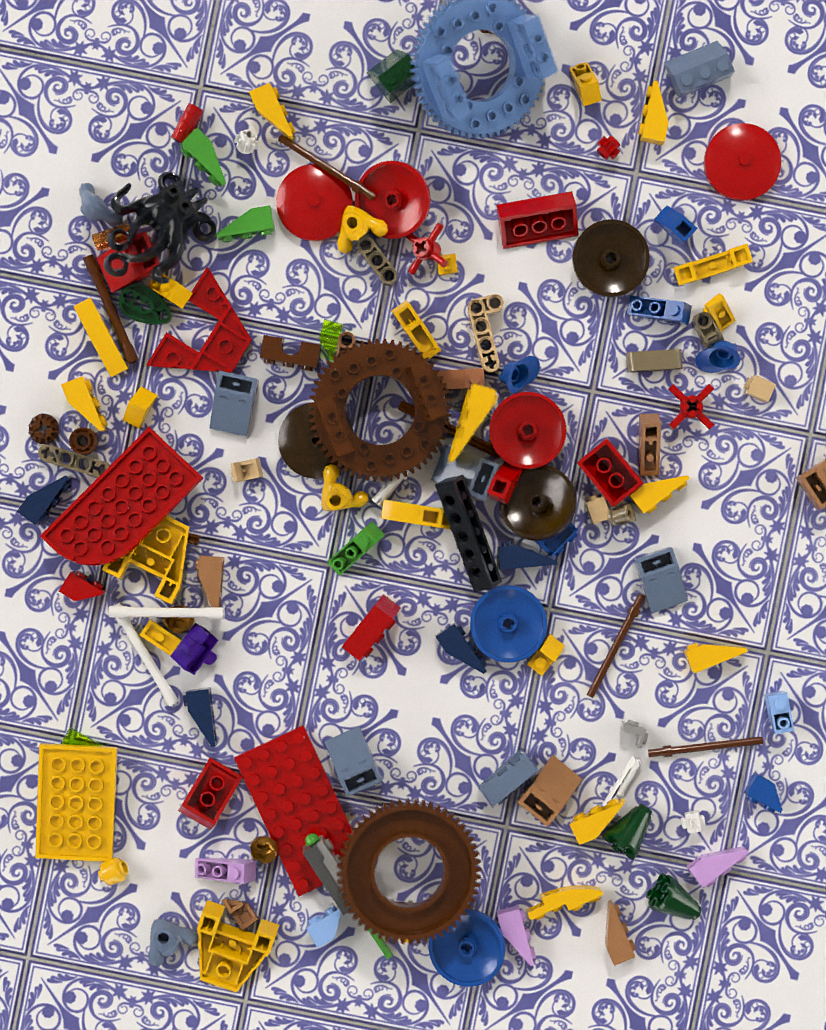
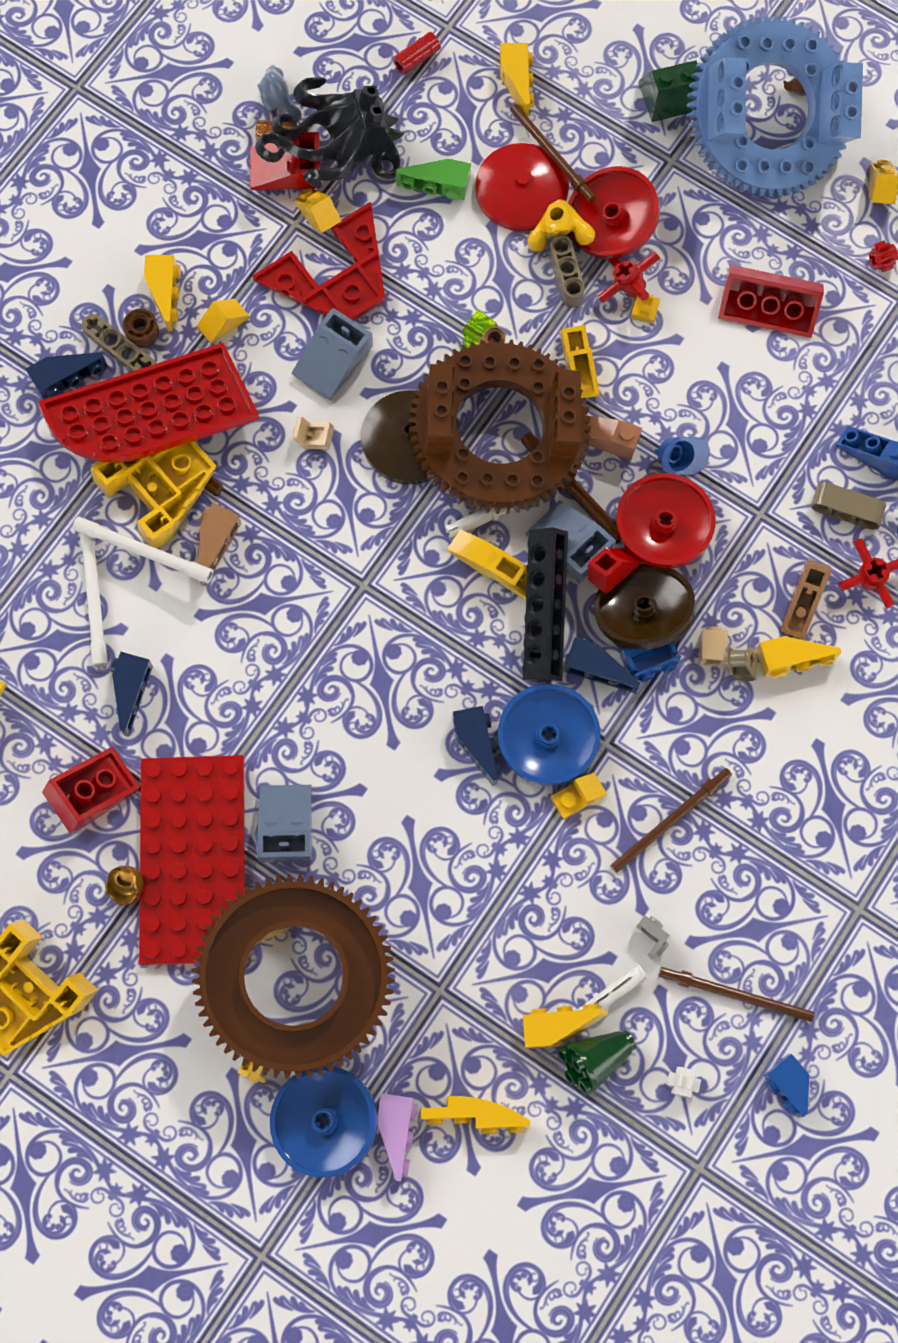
camera: 25 degrees right, 15 degrees down
(51, 433) = (109, 306): reddish brown gear -> none
(79, 588) = (55, 487): red slope -> none
(94, 271) = (239, 256): reddish brown piece -> none
(100, 337) = (215, 227): yellow slope -> none
(147, 295) = (288, 207): dark green piece -> none
(160, 637) = (122, 581): yellow plate -> none
(178, 624) = (150, 571): pearl gold hair -> none
(195, 649) = (156, 609): dark purple piece -> none
(202, 152) = (419, 79): bright green slope -> none
(226, 869) = (65, 891): lavender slope -> none
(241, 912) = (59, 955): medium nougat slope -> none
(246, 141) = (474, 94): white gear -> none
(273, 352) = (437, 340): reddish brown arch -> none
(324, 863) = (189, 923): piece -> none
(324, 928) = (155, 1018): light blue slope -> none
(336, 495) = (407, 503): yellow head -> none
(356, 548) = (402, 573): bright green slope -> none
(372, 628) = (378, 671): red wedge -> none
(473, 411) = (607, 468): yellow wedge -> none
(487, 334) = (658, 399): tan beam -> none
(508, 777) = (470, 924): sand blue wedge -> none
(549, 790) = (514, 963): medium nougat slope -> none
(610, 472) = (747, 606): red slope -> none
(613, 240) = (840, 371): dark brown dish -> none
(616, 941) = (521, 1201): medium nougat slope -> none
(661, 579) = (759, 759): sand blue slope -> none
(672, 899) = (618, 1173): dark green cone -> none
(706, 655) = (783, 877): yellow slope -> none
(711, 865) = (685, 1151): lavender slope -> none
(779, 711) = (849, 985): light blue slope -> none

